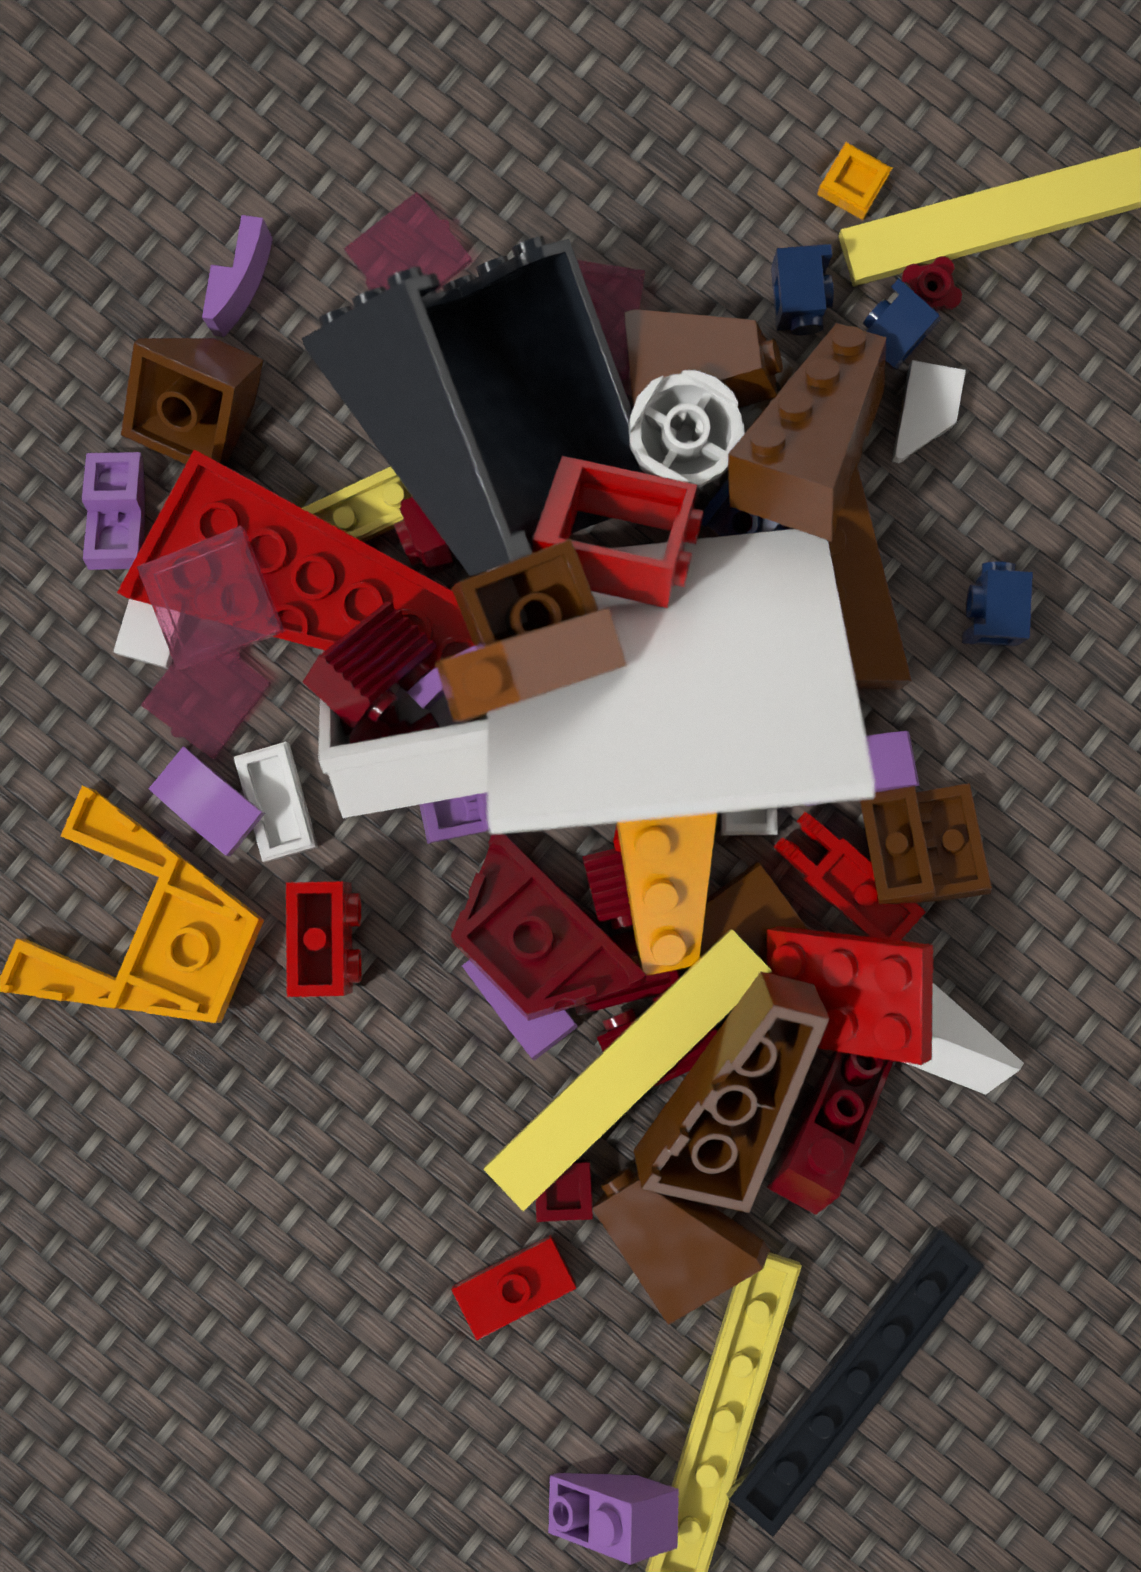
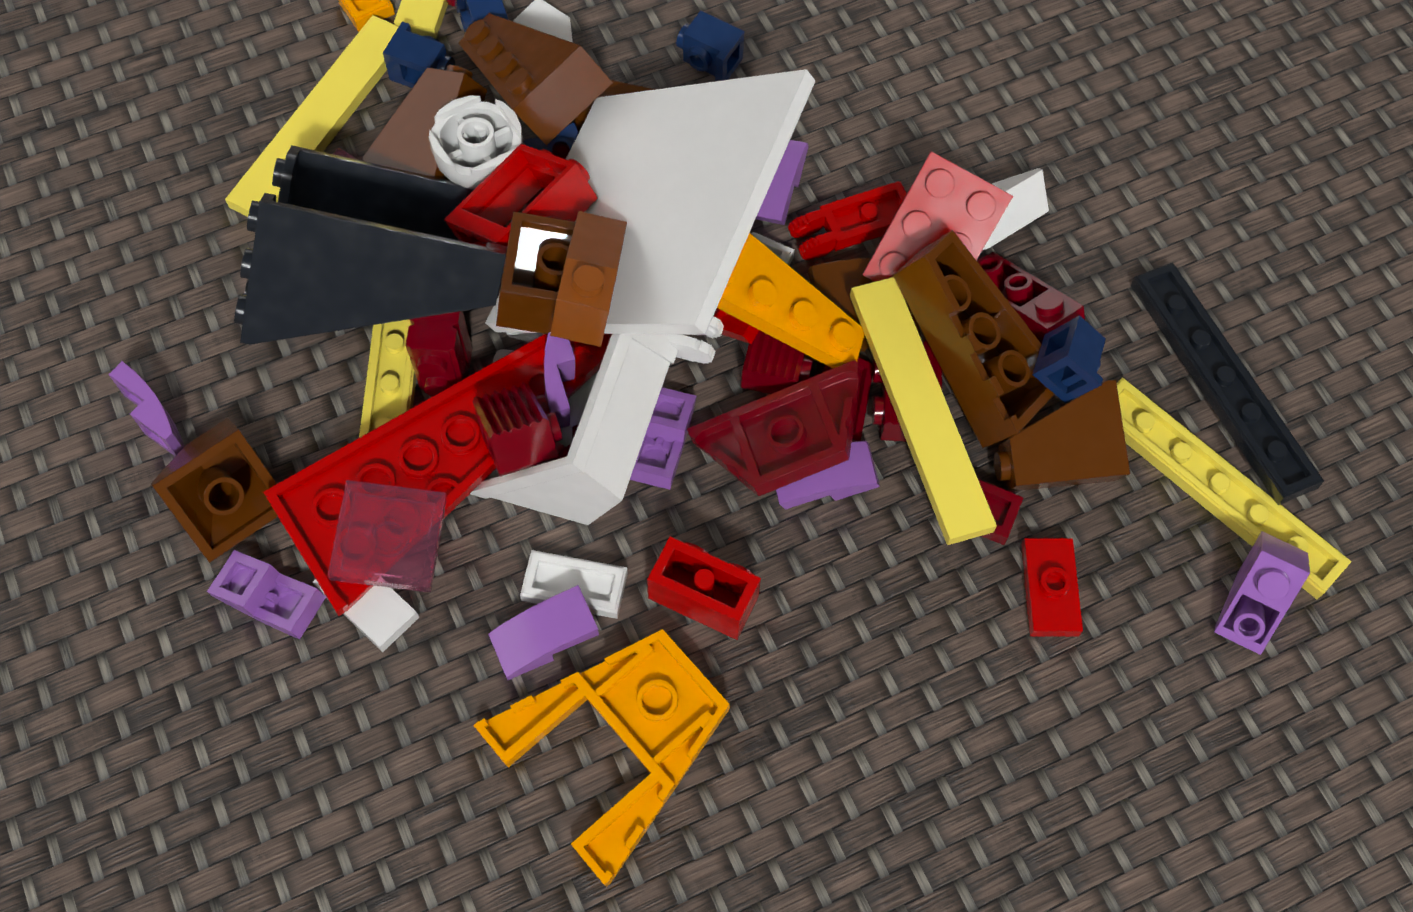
camera: 70 degrees left, 20 degrees down
(207, 700) = (461, 600): clear pink piece -> none
(407, 239) = (209, 295): clear pink piece -> none
(676, 223) = (322, 111): none -> light yellow tile
(758, 1210) = (1070, 359): none -> dark blue brick
(925, 845) = (852, 159): reddish brown slope -> none

